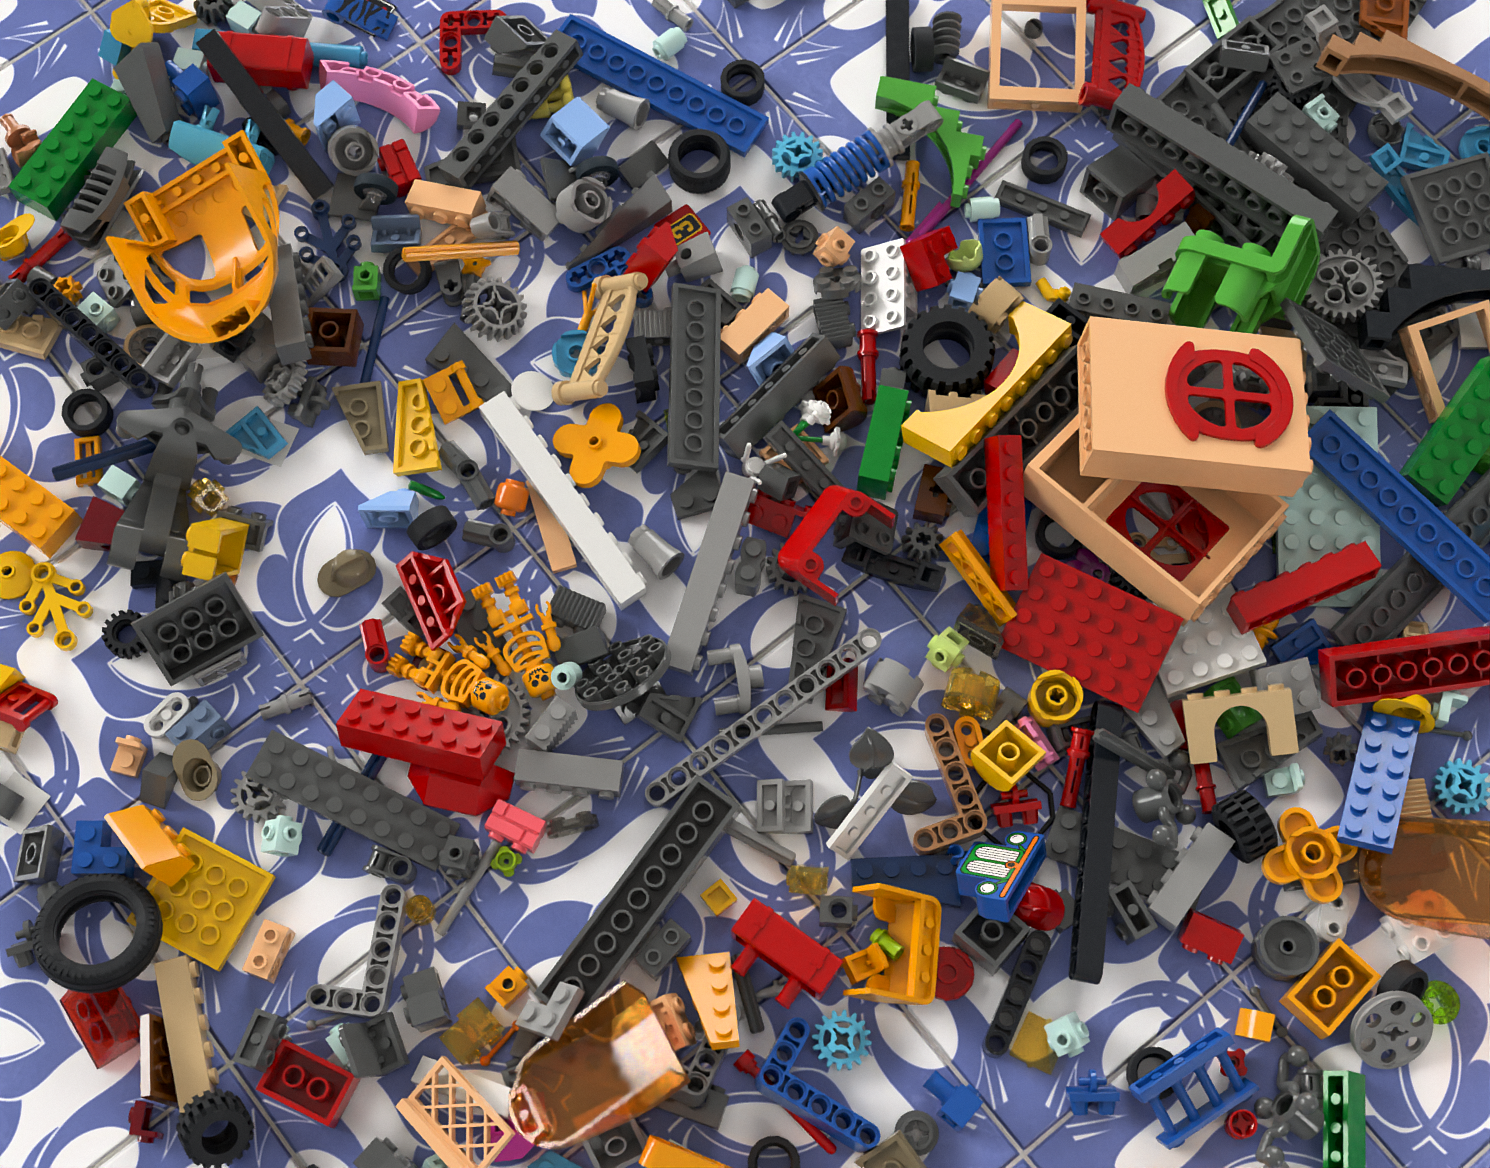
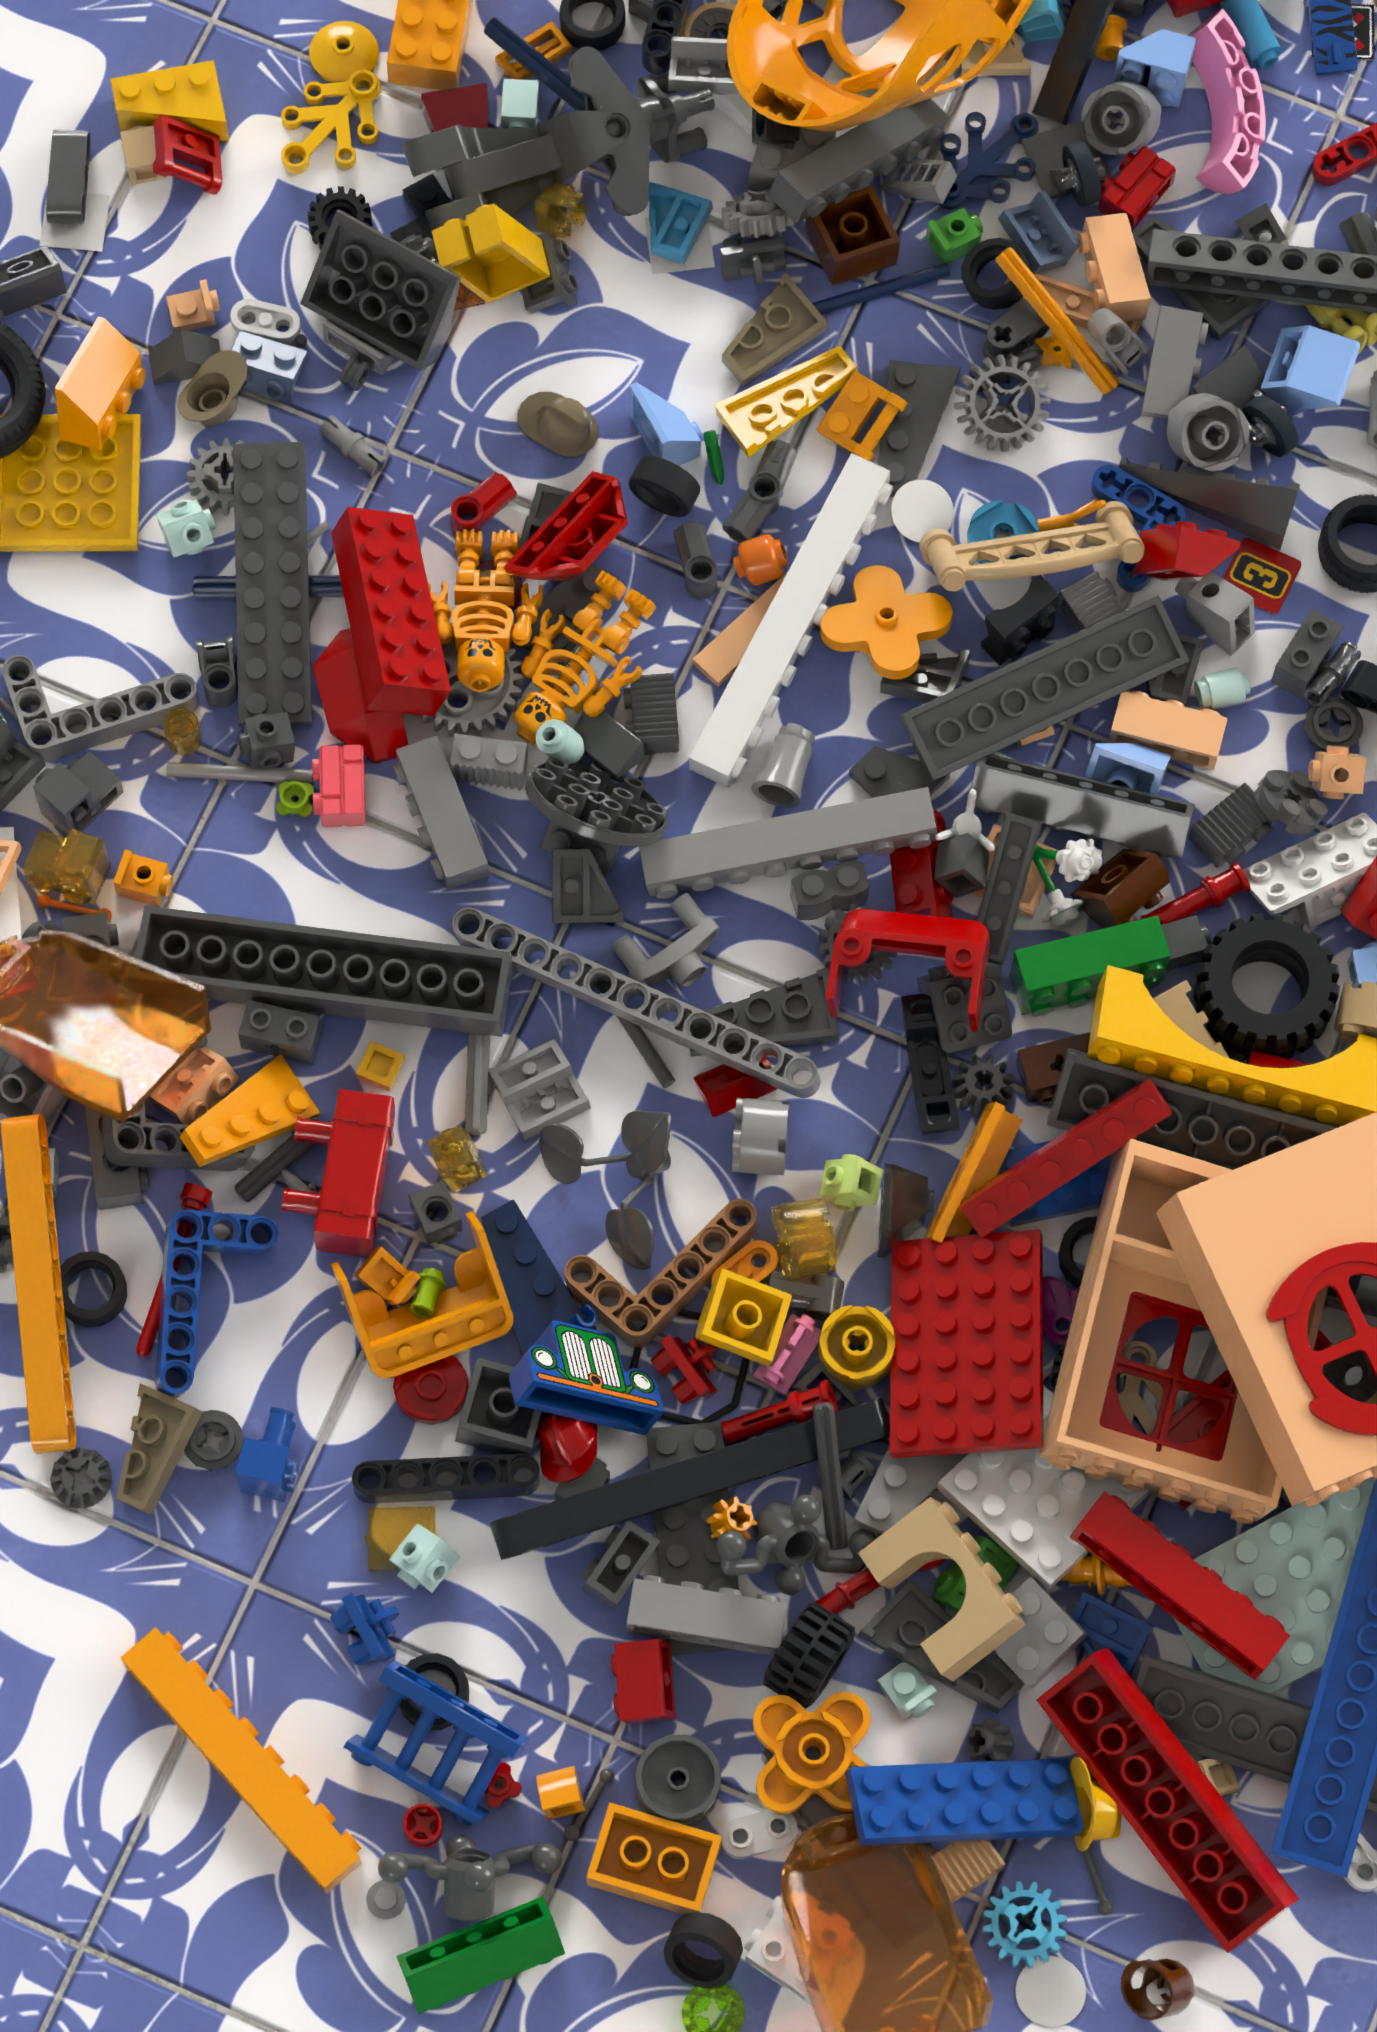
camera: 60 degrees right, 0 degrees up
(93, 852) = (57, 335): blue brick -> none
(237, 677) = (355, 372): none -> dark grey bush
(268, 951) = (44, 589): light nougat brick -> none
(551, 1019) = (121, 936): light grey plate -> none
(582, 822) = (369, 839): clear smoke plate -> none
(648, 158) = (1321, 477): dark grey slope -> none
(849, 1050) = (293, 1303): medium azure gear -> none
(869, 810) = (581, 1185): white plate -> none
(1134, 830) = (731, 1516): none -> light orange gear
(1314, 1074) = (519, 1891): dark grey bush -> none
(1384, 1023) = (632, 1941): light grey wedge -> none
(1442, 706) = (1118, 1853): light aqua bracket -> none

